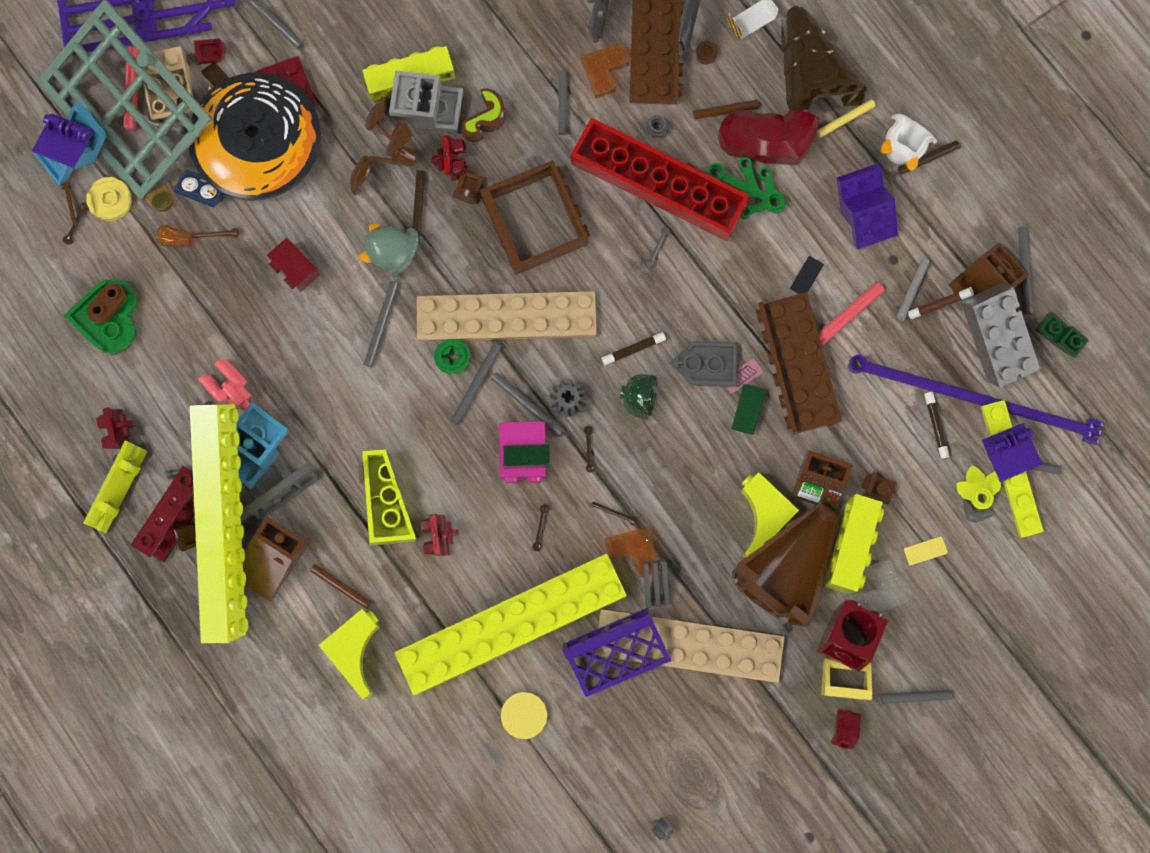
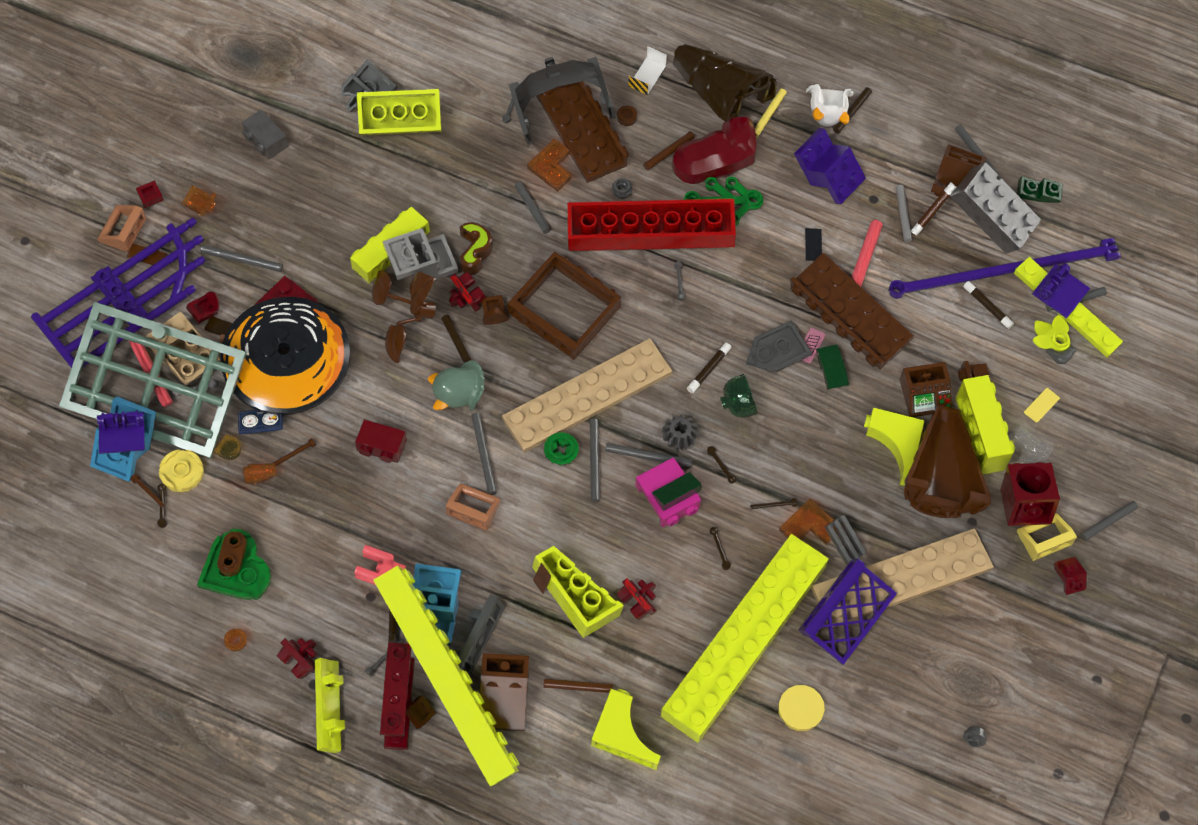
camera: 30 degrees left, 15 degrees down
(66, 379) = (235, 633): none -> clear orange plate
(322, 359) = (468, 514): none -> nougat tile

